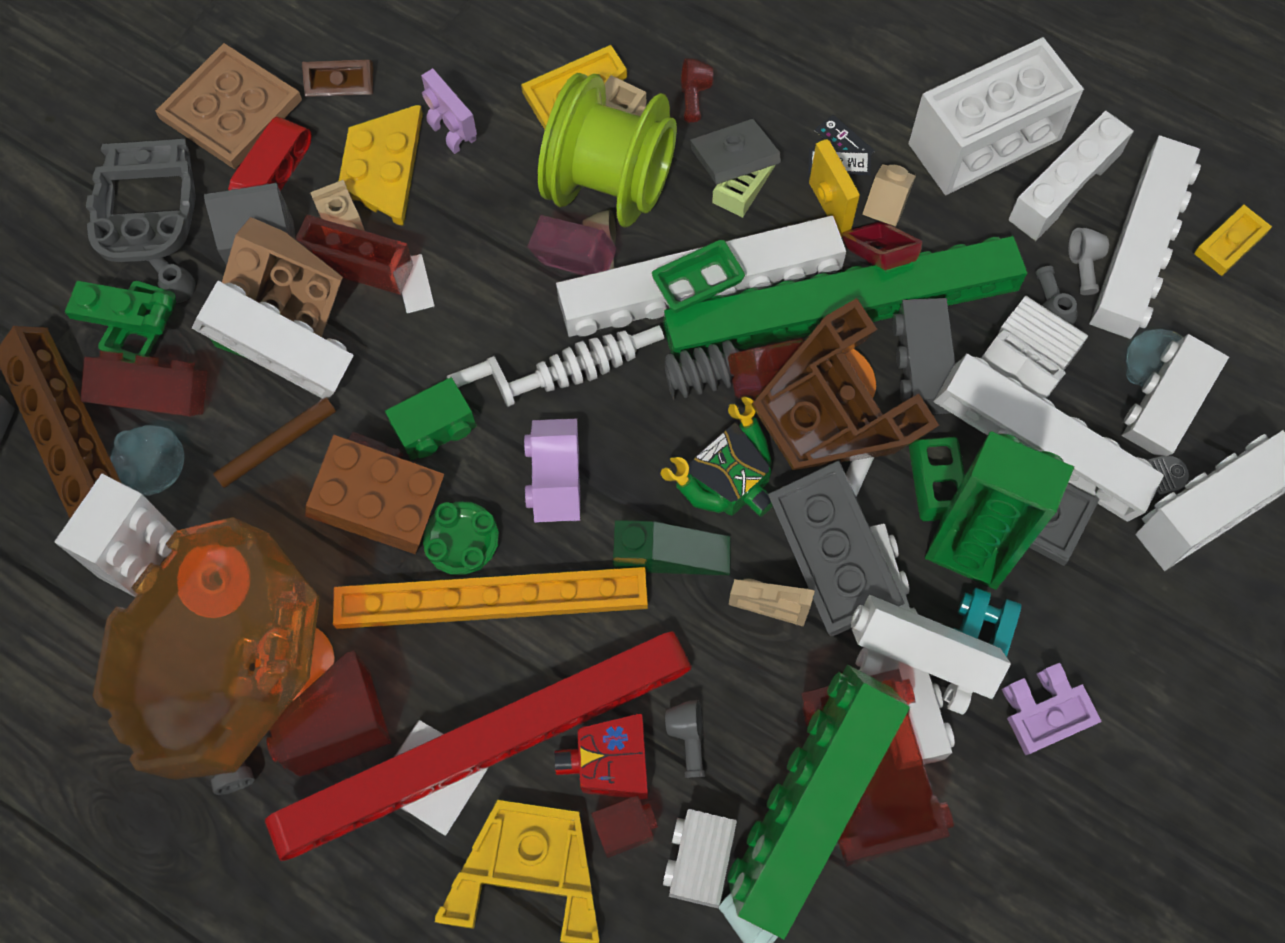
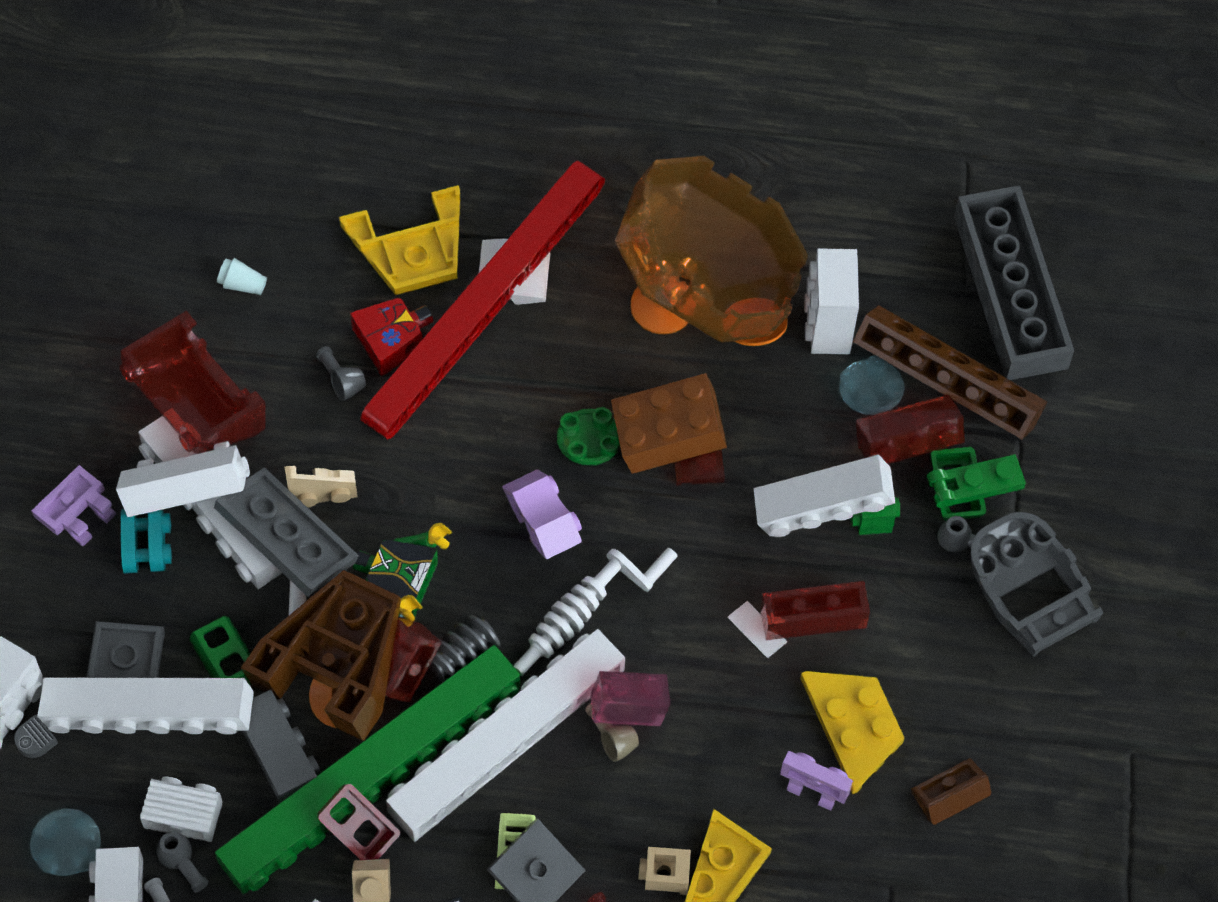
camera: 150 degrees right, 5 degrees down
(228, 105) = (1027, 710): medium nougat plate -> none
(233, 208) = (915, 595): dark grey slope -> none
(273, 155) = (949, 670): red beam -> none
(274, 442) = (784, 441): reddish brown piece -> none
(282, 273) = (863, 556): medium nougat slope -> none
(330, 720) = (593, 266): clear red slope -> none
(336, 205) = (857, 660): tan brick -> none
(431, 419) = (665, 511): green brick -> none
(490, 598) = (538, 403): light orange plate -> none
(605, 149) = (639, 777): lime wheel -> none
(624, 825) = (358, 292): clear red brick -> none
(670, 549) = (420, 495): dark green slope -> none
(690, 268) = (490, 701): green piece -> none
(701, 858) = (292, 298): white brick -> none
(815, 800) = (224, 338): green brick -> none
(833, 186) = (424, 858): yellow plate -> none
(999, 509) = (166, 562): green brick -> none
(1019, 361) = (184, 757): white brick -> none
(1173, 395) = (47, 795): white brick -> none

